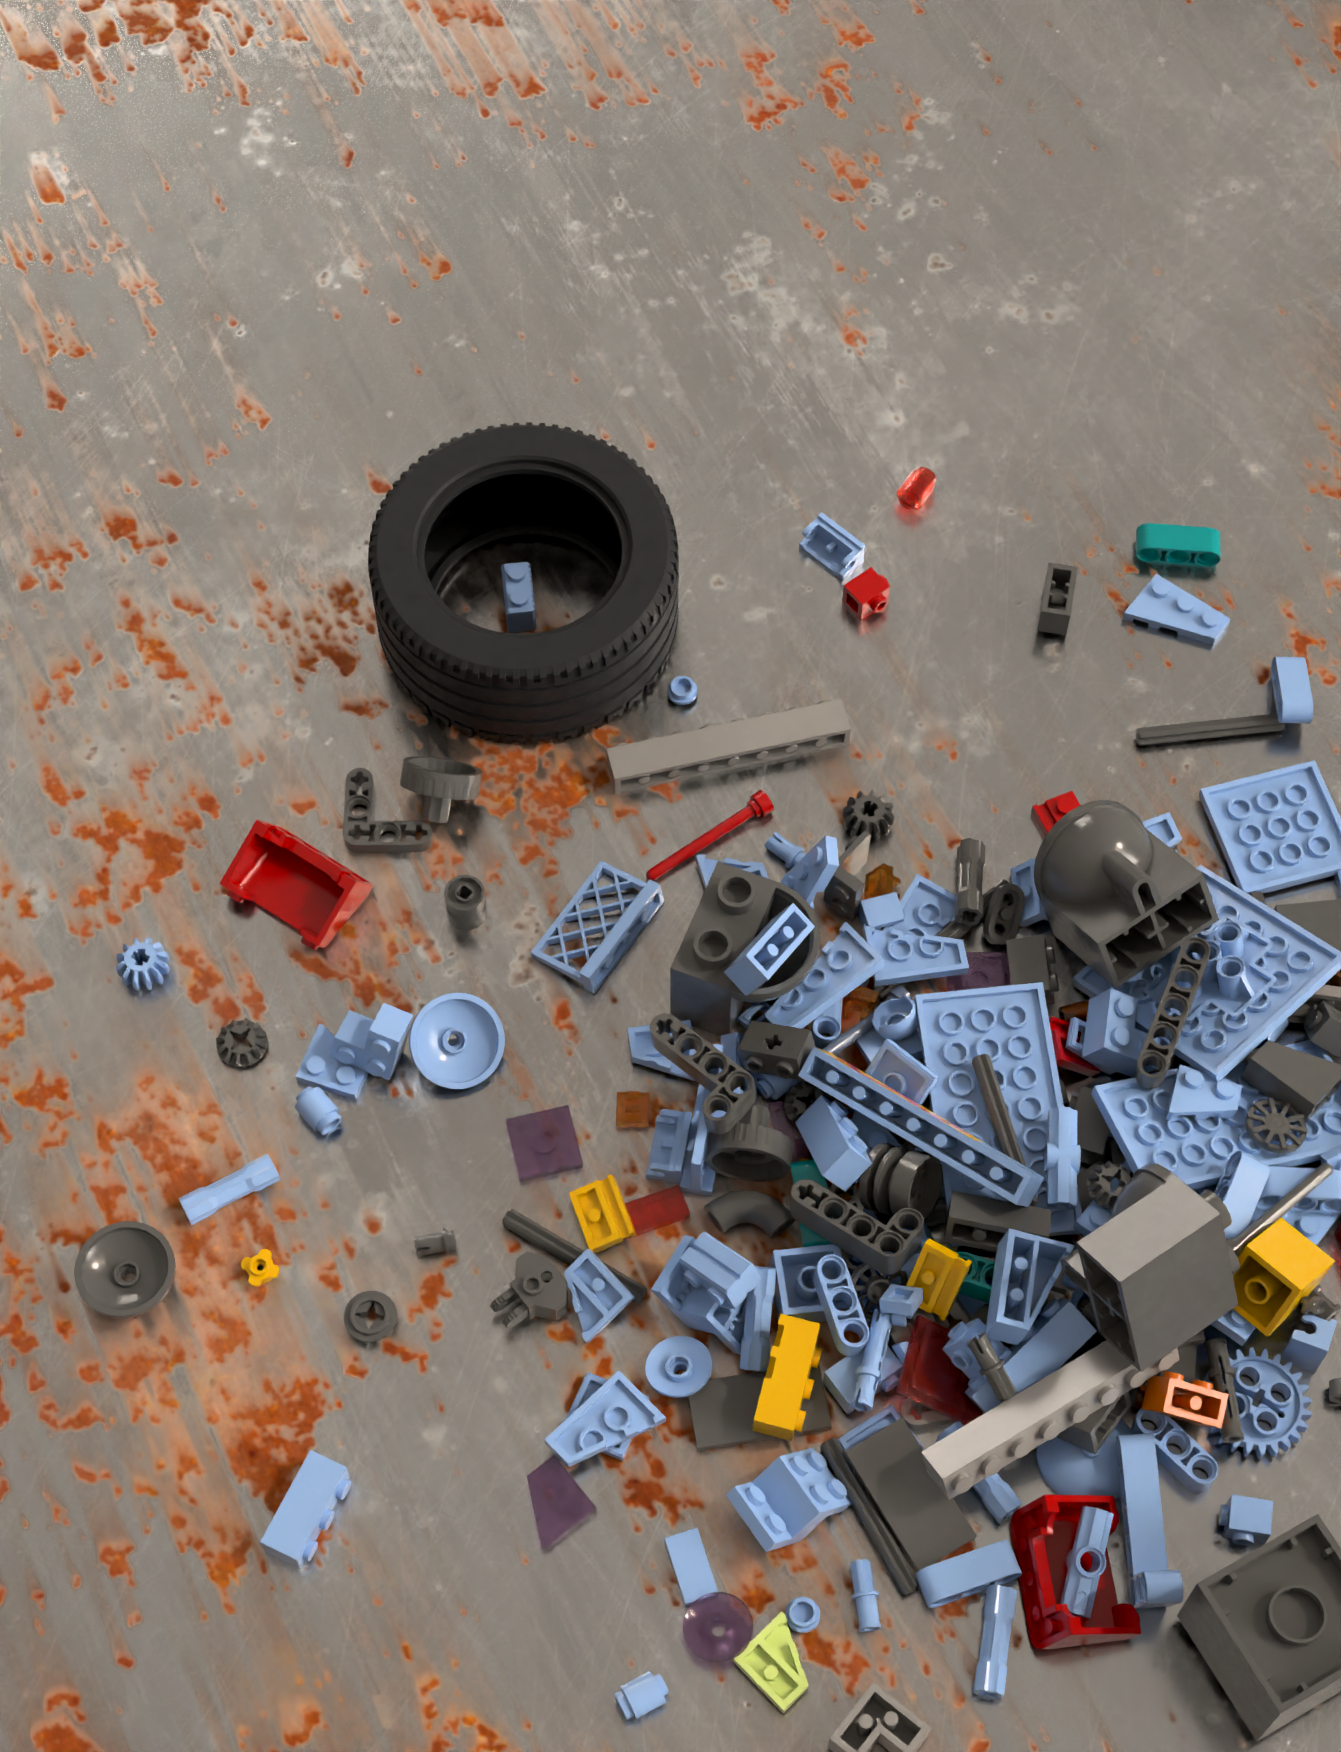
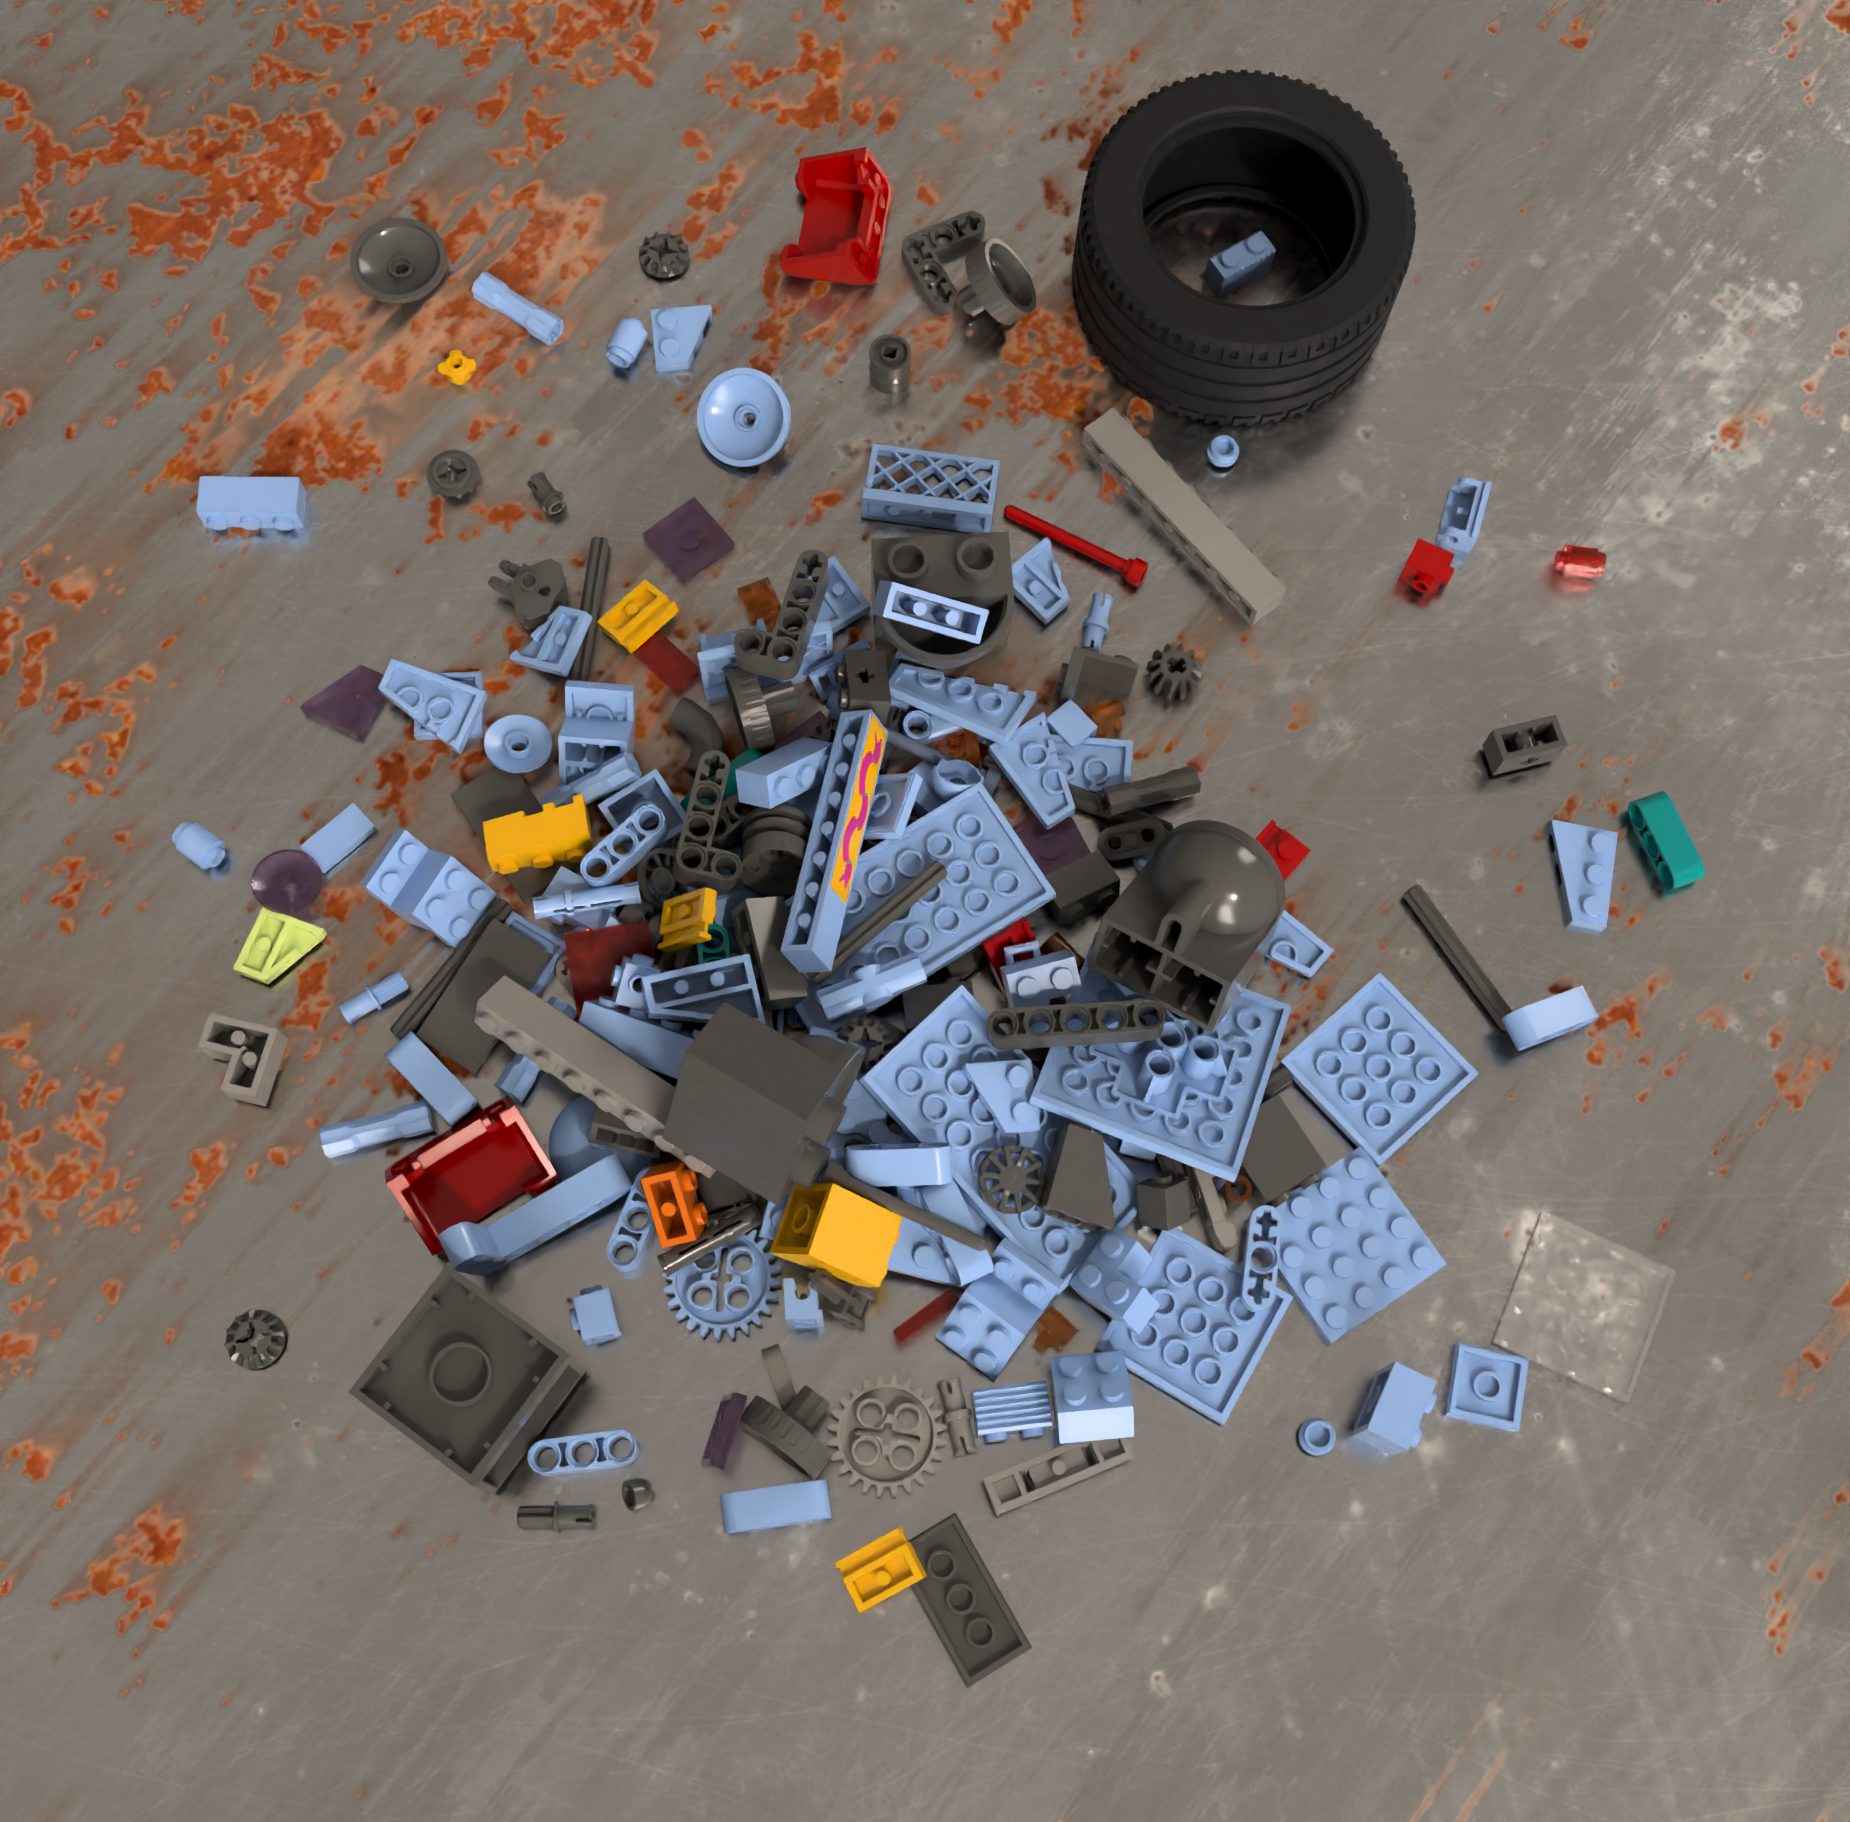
camera: 60 degrees right, 10 degrees up
(154, 964) = (696, 140): light blue gear -> none
(373, 1043) = (705, 347): light blue brick -> none
(719, 1270) = (603, 724): light blue brick -> none
(802, 1614) = (333, 950): light blue plate -> none
(814, 870) = (1061, 639): light blue wing -> none
(901, 1302) = (652, 899): light blue tile -> none
(992, 1367) = (612, 1001): dark grey axle -> none
(1092, 1538) = (461, 1180): light blue piece -> none

